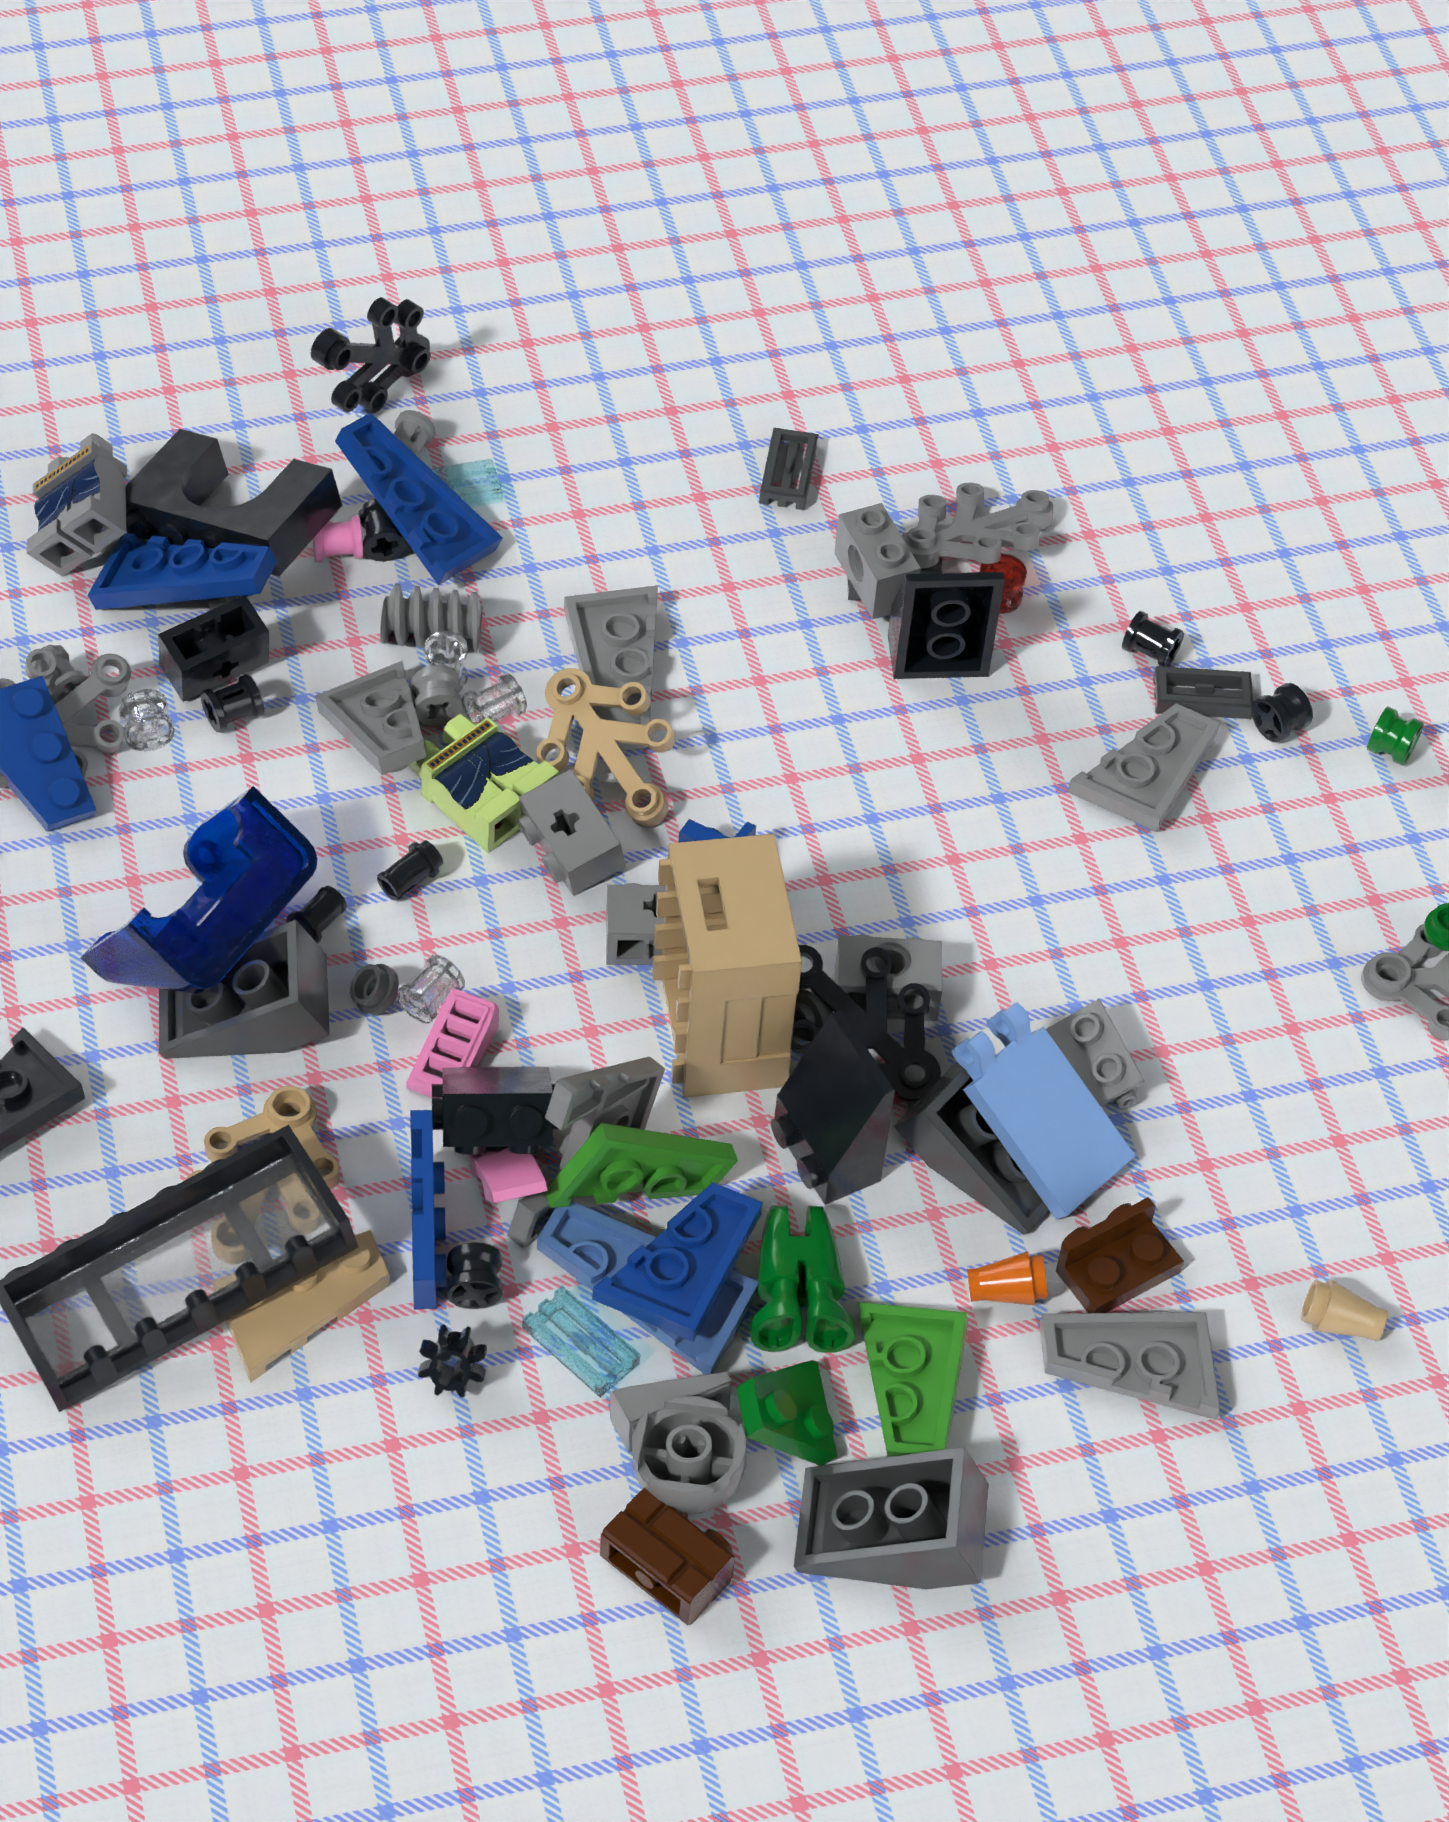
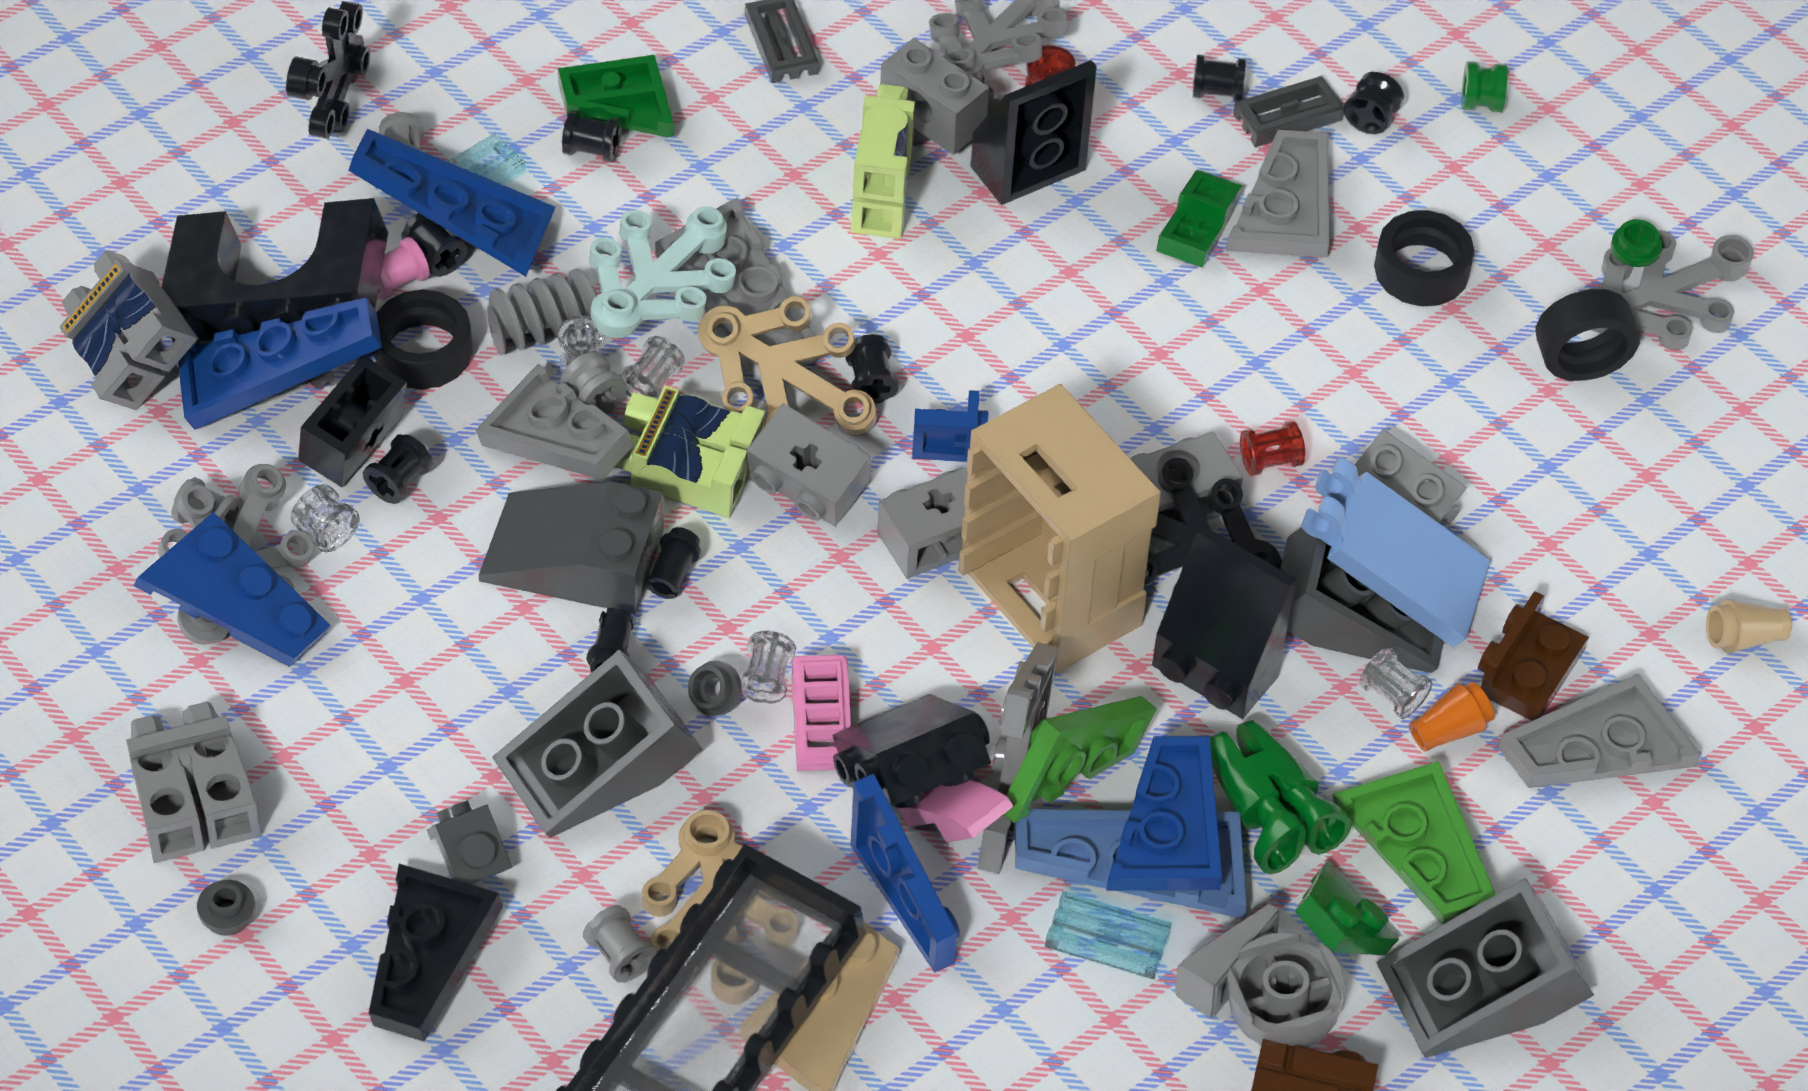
camera: 25 degrees left, 0 degrees up
(89, 1034) = (469, 843): none -> dark grey bracket
(156, 1164) = (619, 943): none -> light grey bush
(248, 872) = (537, 649): clear blue windscreen -> none
(320, 578) = (429, 309): none -> black tyre
(352, 821) = (578, 543): none -> dark grey slope
(454, 1377) = (1012, 1001): black gear -> none
(474, 1275) = (981, 915): black wheel -> none
(487, 638) = (621, 311): none -> light aqua plant
(570, 490) = (591, 136): none -> black bush
(615, 464) = (621, 90): none -> green wing
(685, 765) = (872, 367): none -> black bush
(796, 600) = (883, 163): none -> yellowish green hips
(982, 966) = (1290, 449): none -> clear red bush
(994, 1240) = (1395, 682): none -> clear bush
(1065, 752) = (1199, 218): none -> green slope
(1253, 838) = (1416, 285): none -> black tyre
(1352, 967) = (1581, 313): none -> black tyre

